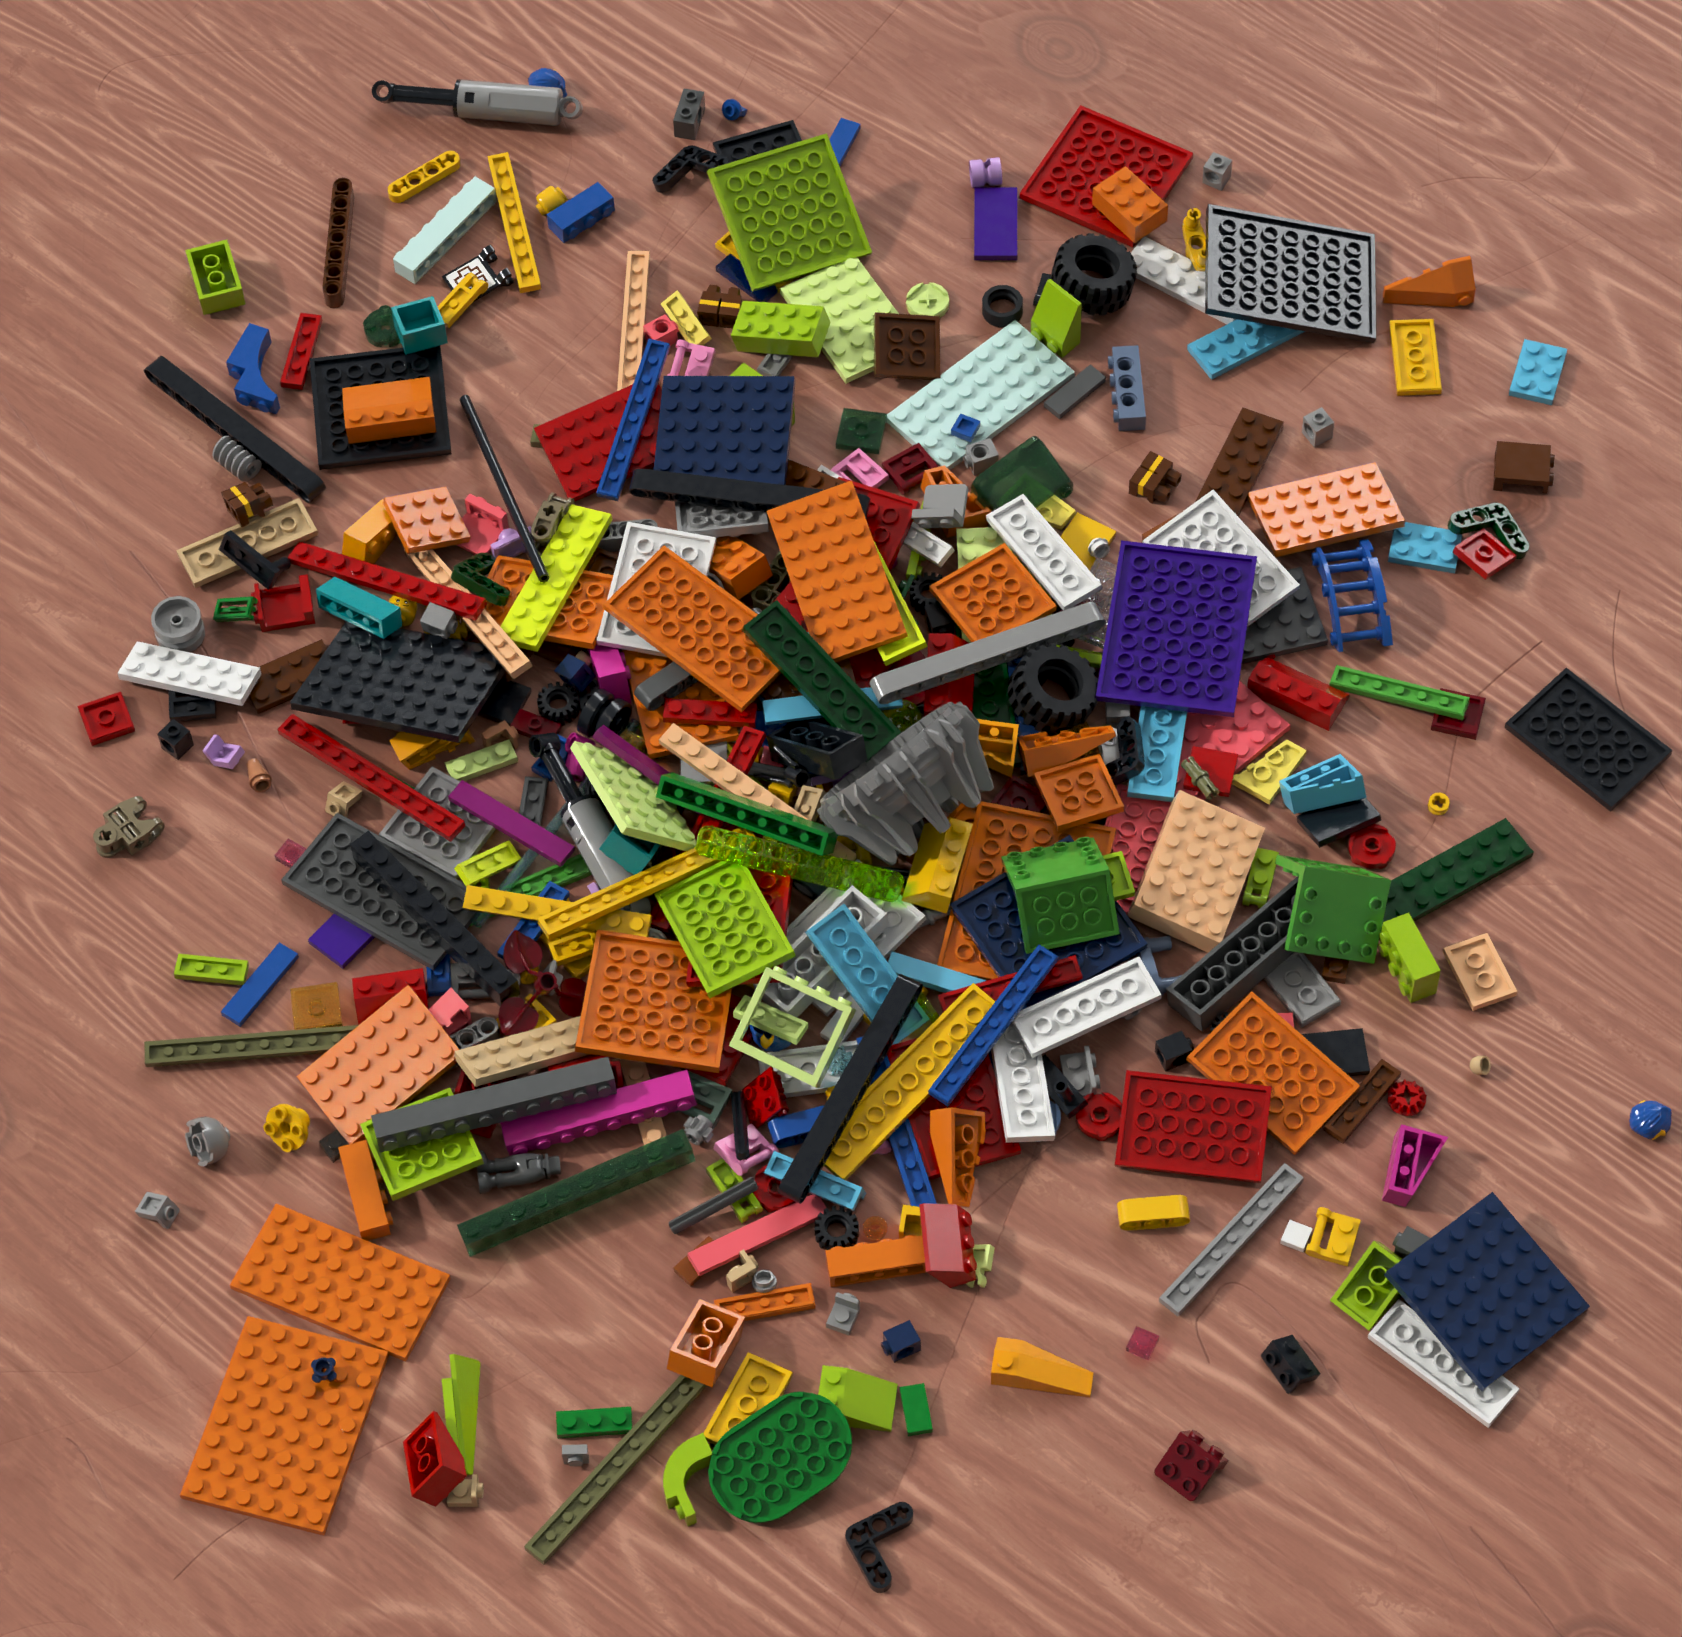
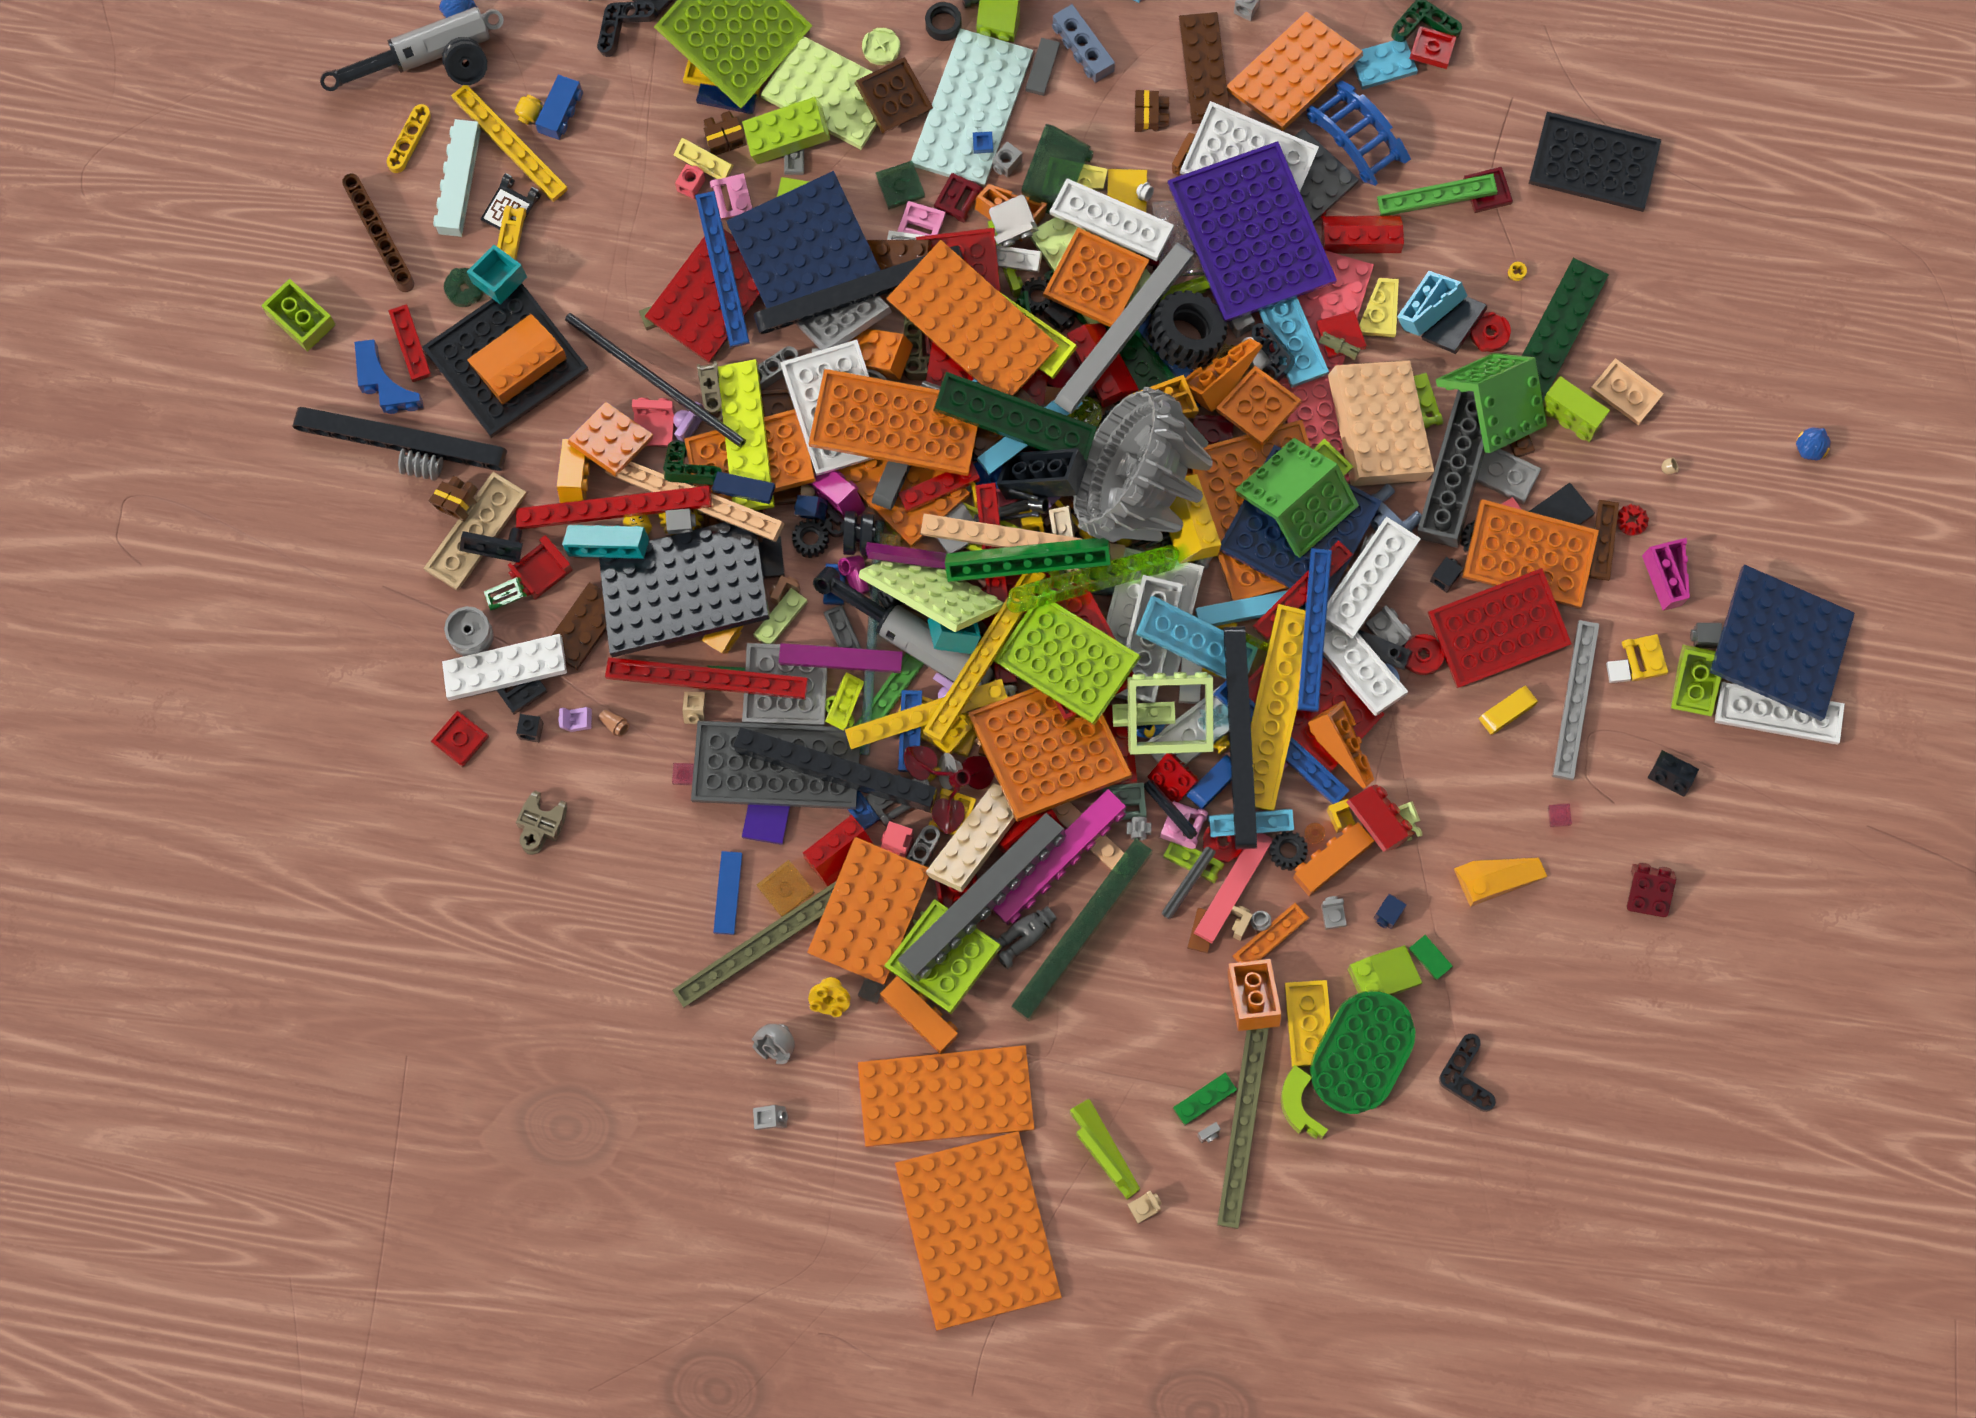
camera: 30 degrees left, 15 degrees up
(211, 969) = (683, 902): lime plate -> none
(321, 1363) = (983, 1168): dark blue plate -> none
(433, 1461) = (1110, 1198): red slope -> none
(512, 141) = (464, 49): none -> black wheel
(517, 617) = (743, 487): none -> dark blue tile
(532, 724) = (803, 566): dark red plate -> none
(633, 317) = (661, 182): light nougat plate -> none

